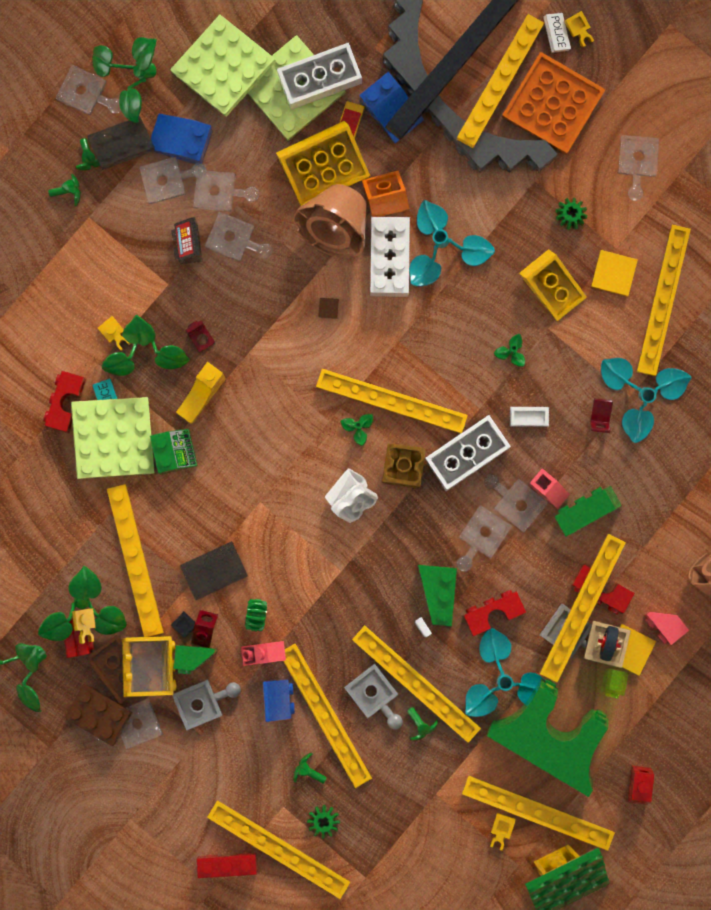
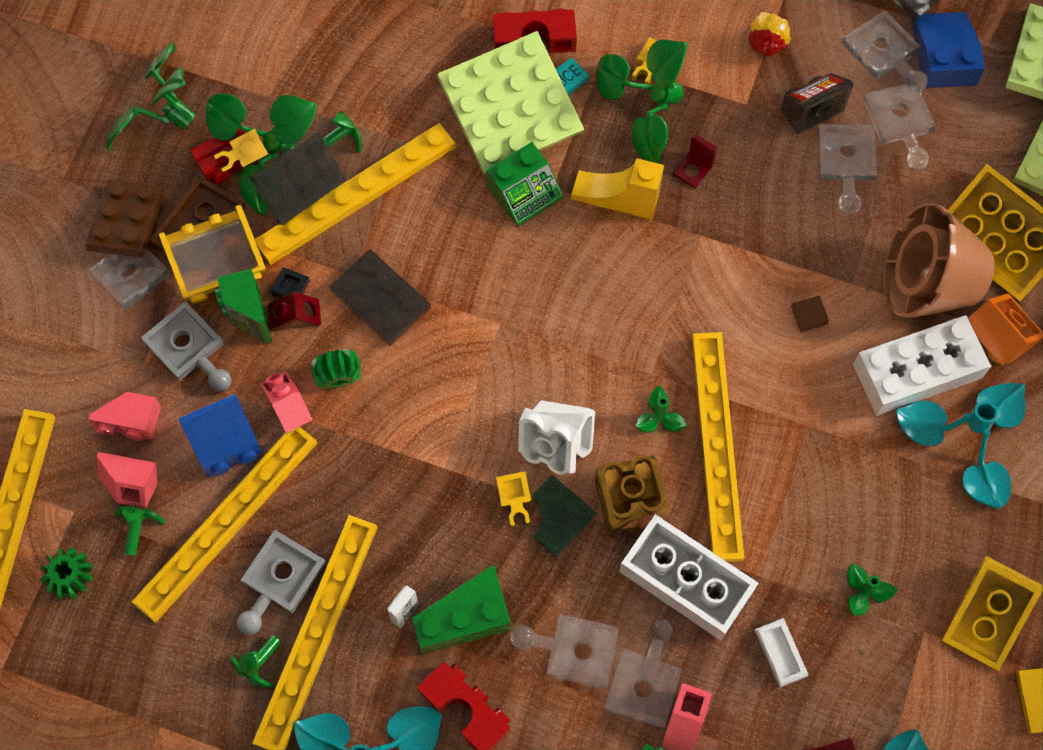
camera: 65 degrees right, 15 degrees down
(87, 552) = (346, 127): none -> green plant
(118, 595) = (298, 178): none -> clear smoke plate
(129, 250) = (769, 34): none -> piece
(235, 753) = (128, 415): none -> coral slope
(278, 767) = (127, 479): none -> coral slope
(375, 535) = (514, 492): none -> yellow plate
(398, 511) = (562, 516): none -> clear green tile

